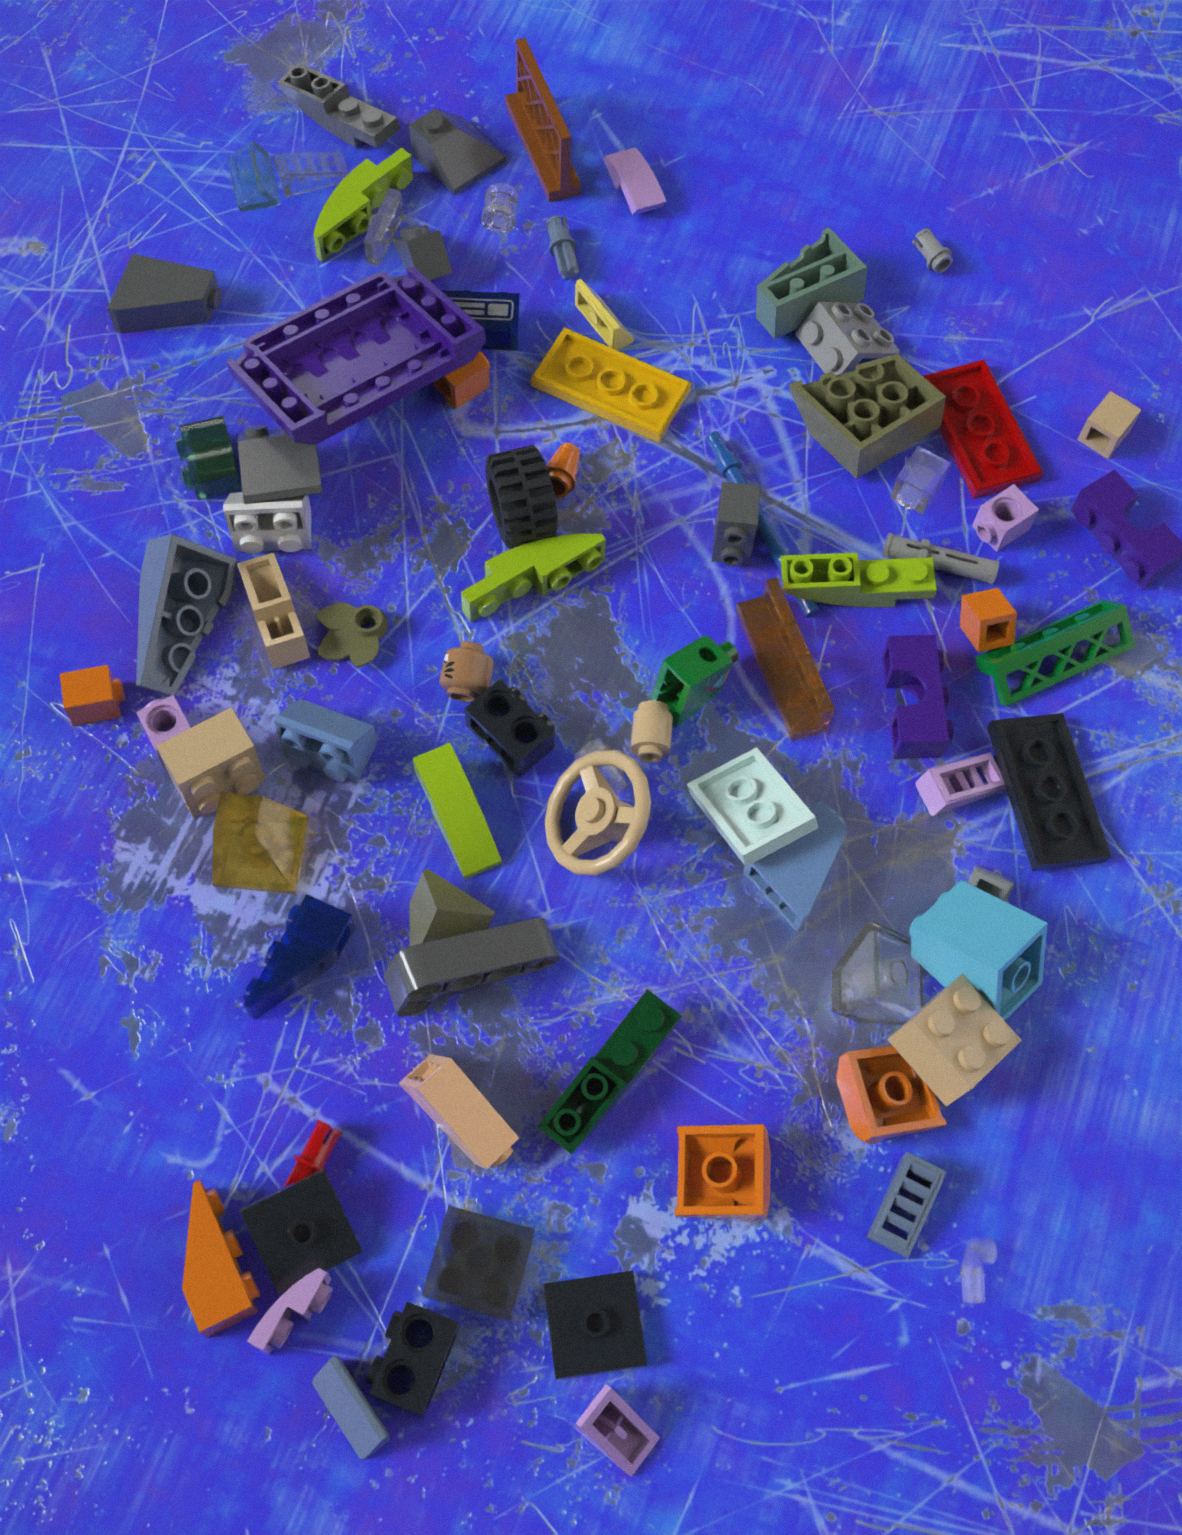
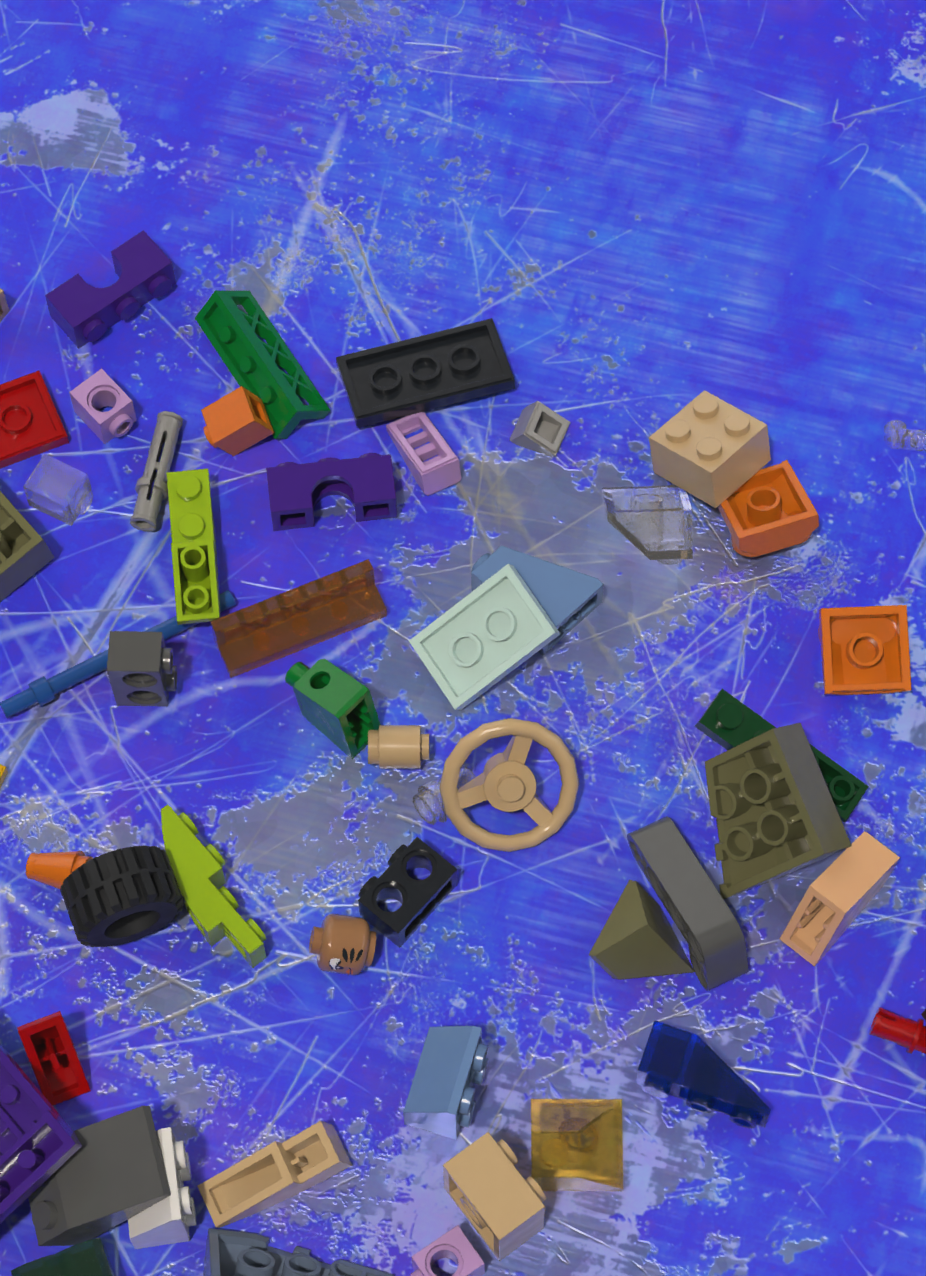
camera: 90 degrees left, 0 degrees up
(346, 635) = (301, 1088): olive plate -> none
(397, 456) = (54, 1058): none -> red slope
(456, 810) = (512, 937): lime slope -> none
(544, 1045) = (771, 809): none -> olive wedge
(922, 1170) = (858, 478): sand blue slope -> none
(985, 941) = (608, 428): medium azure slope -> none

